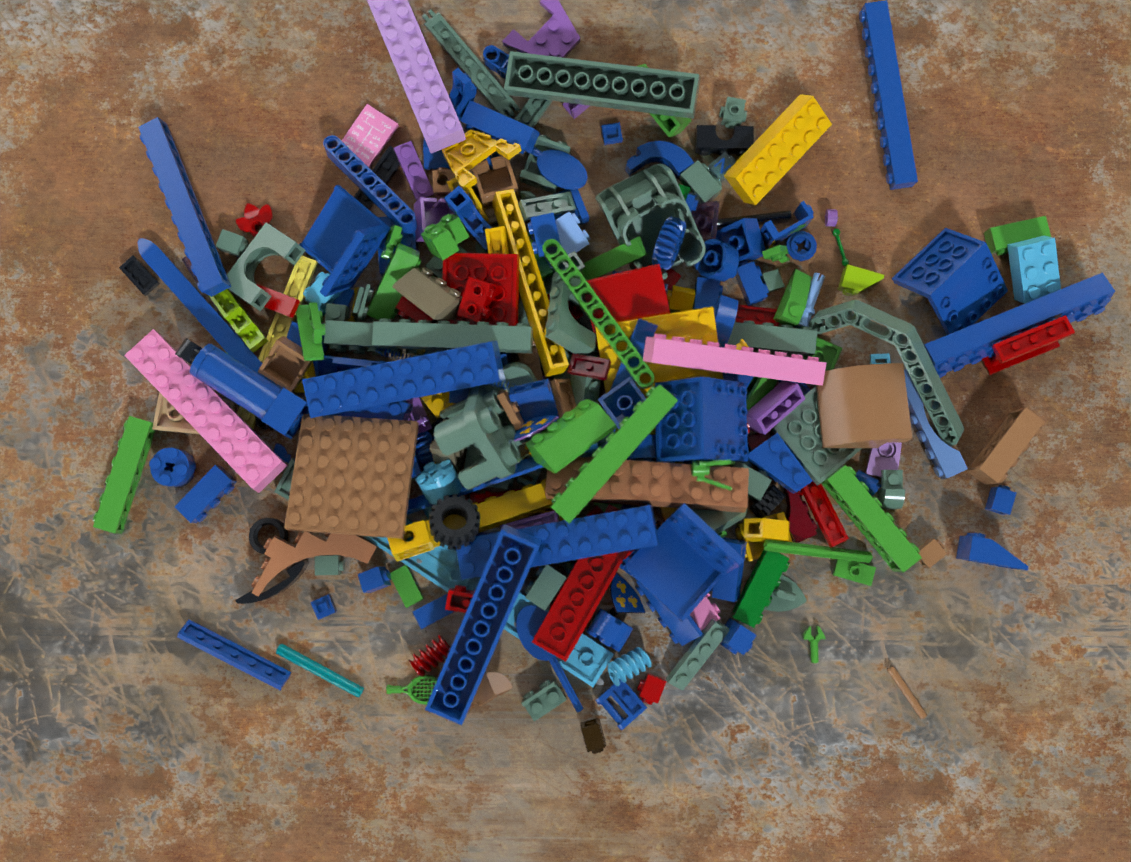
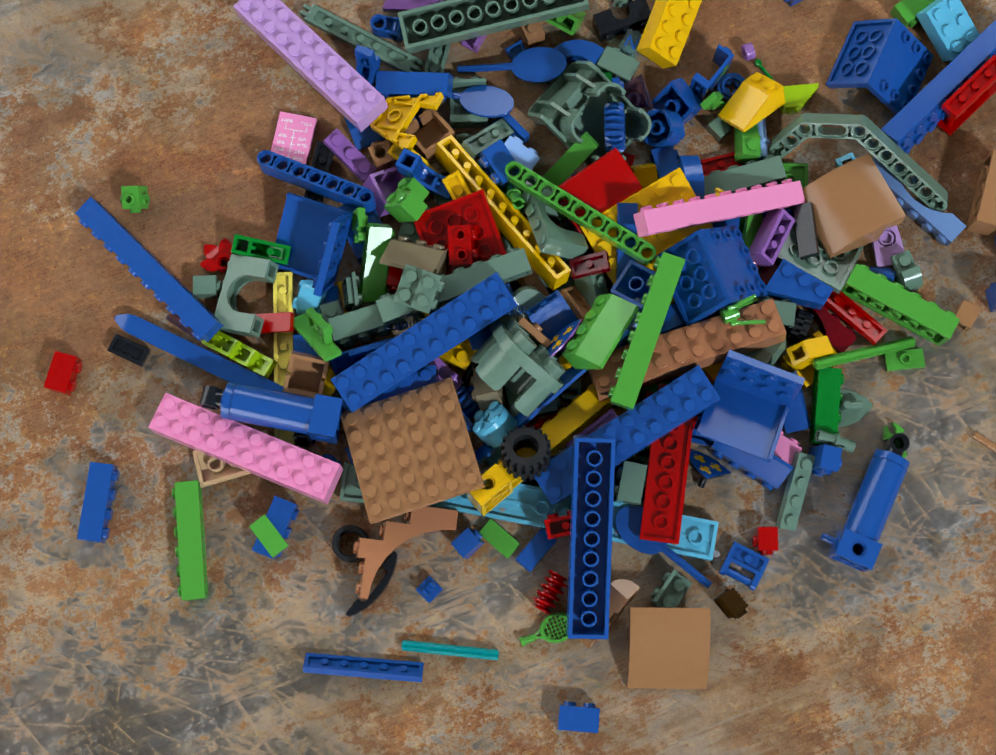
camera: 25 degrees left, 5 degrees down
(55, 405) = (97, 502): none -> blue brick
(70, 273) = (63, 373): none -> red brick
(162, 466) = (223, 517): blue brick -> none
(194, 500) = (269, 536): none -> bright green tile
(199, 134) = (134, 198): none -> bright green brick
(293, 227) = (261, 249): none -> green slope
(329, 565) = (419, 547): sand green brick -> none
(410, 781) = (578, 718): none -> blue brick
(416, 327) = (419, 289): none -> sand green plate
(518, 751) = (668, 648): none -> medium nougat slope
(546, 272) = (514, 195): none -> bright green pin
(609, 630) = (706, 500): blue brick -> none
(617, 151) = (530, 65): none -> blue piece
(627, 664) = (736, 527): medium azure piece -> none
(632, 122) = (532, 35): none -> medium nougat brick
(750, 283) = (701, 137): blue brick -> none
(753, 624) = (835, 440): none -> sand green pin
(760, 217) = (685, 75): black bar -> none
(762, 699) = (871, 508): none -> blue piece
(811, 413) = (806, 230): none -> black tile
(813, 269) = (753, 102): none -> yellow slope

